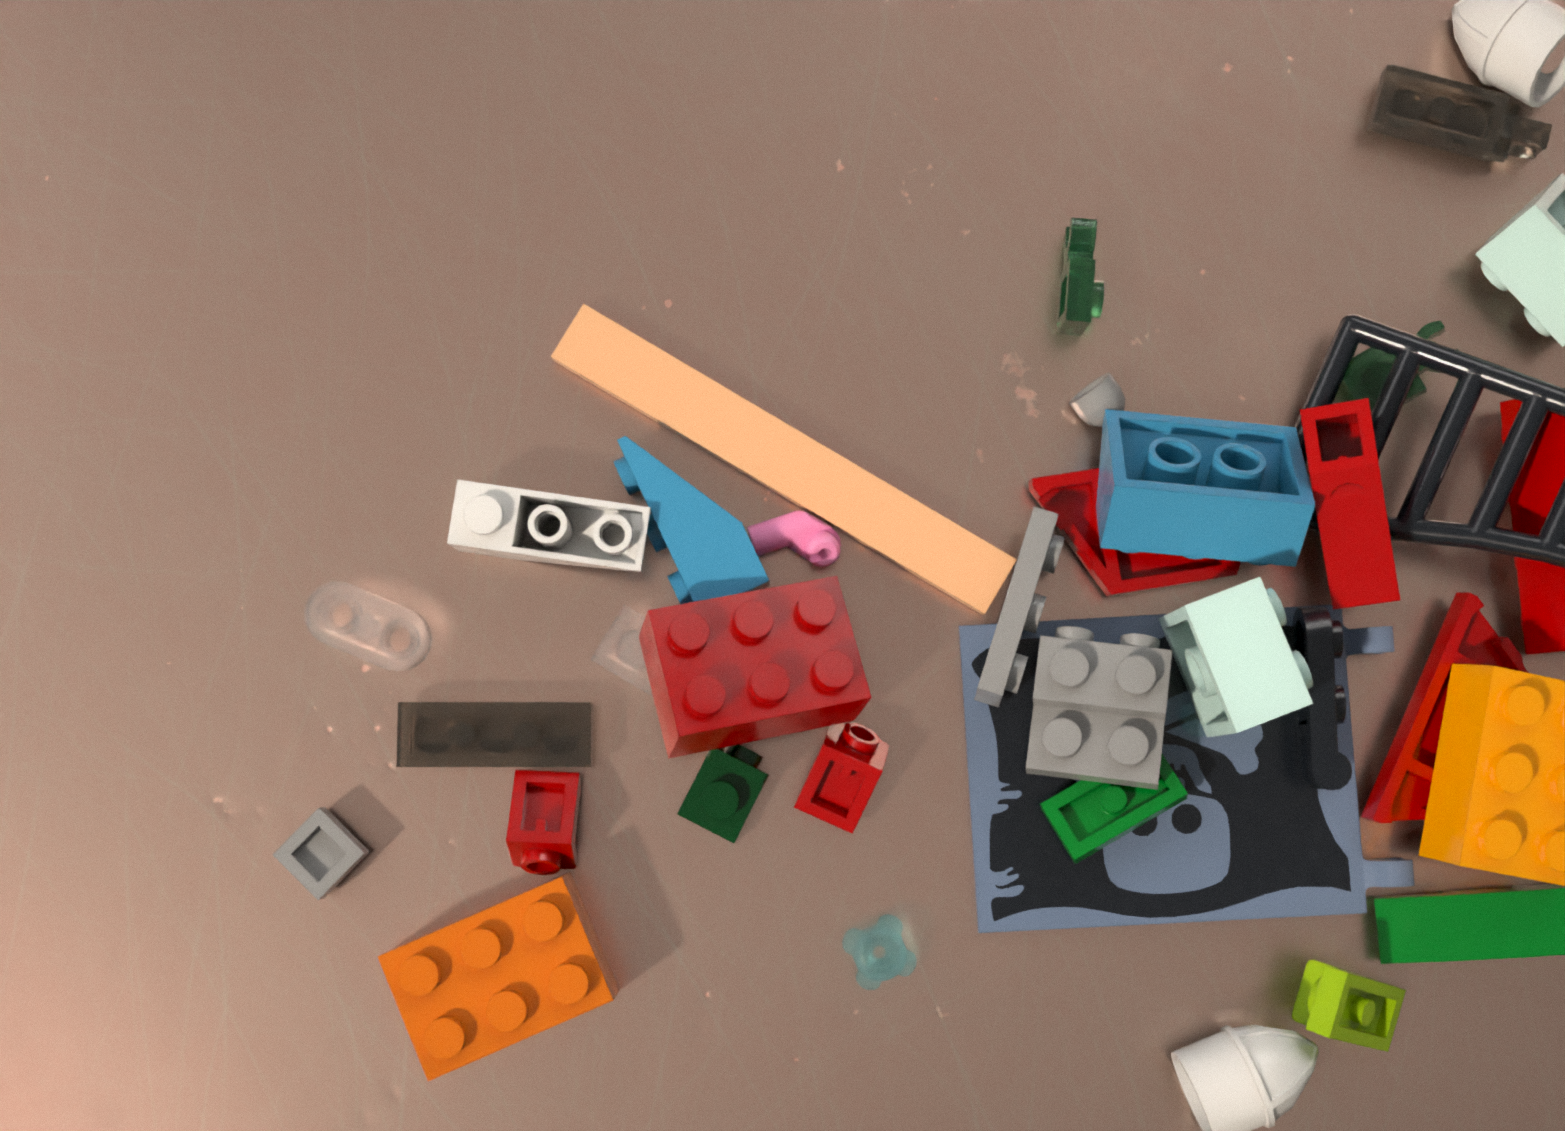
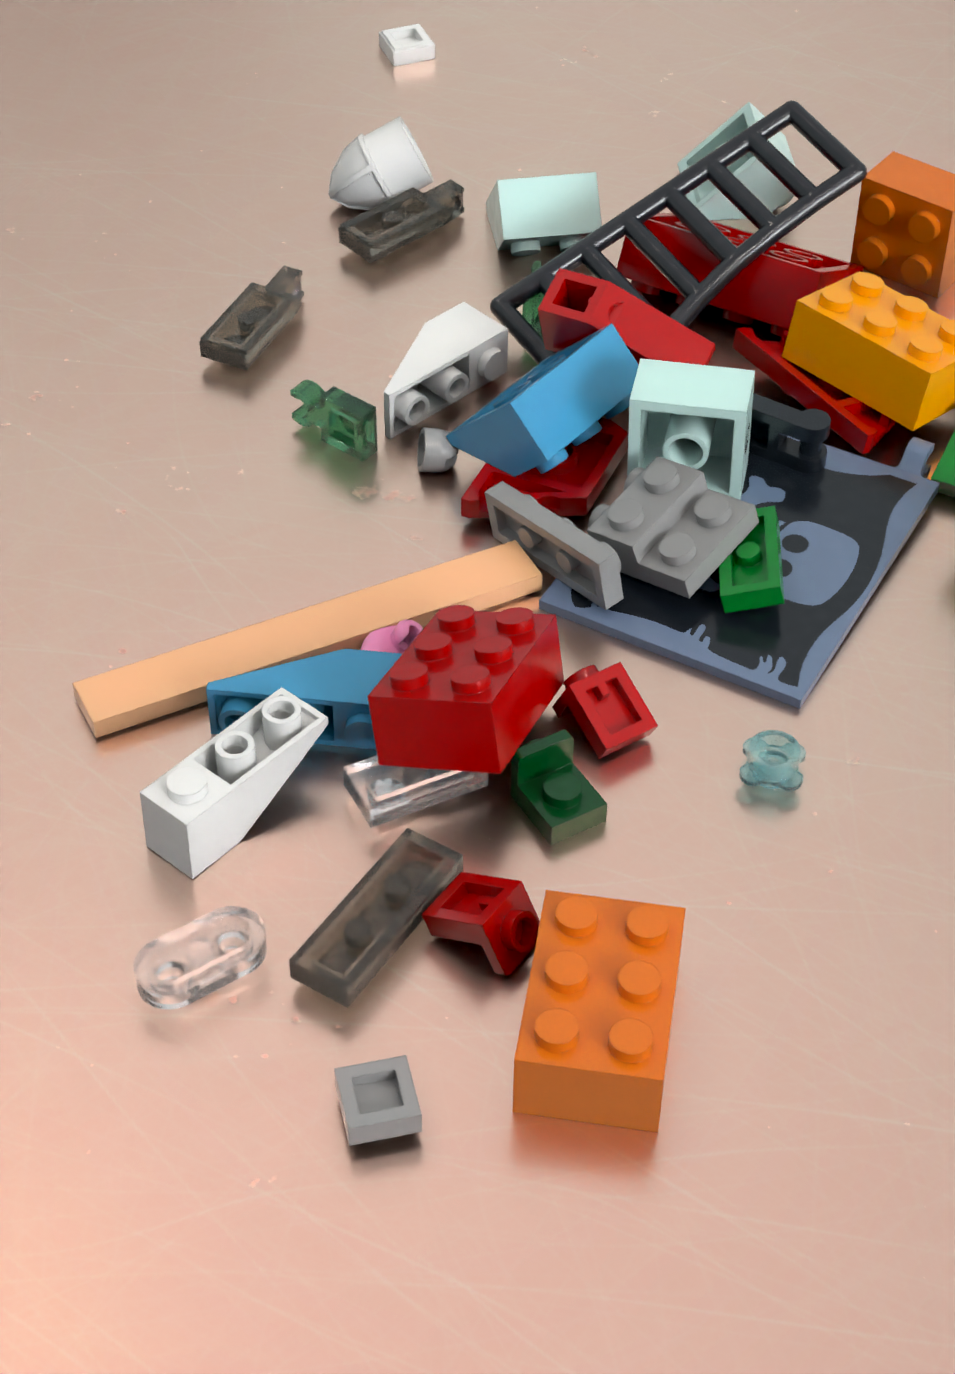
camera: 55 degrees left, 40 degrees down
(1182, 90) = (254, 320): none -> clear smoke hinge
(1240, 326) = (444, 364): none -> white slope

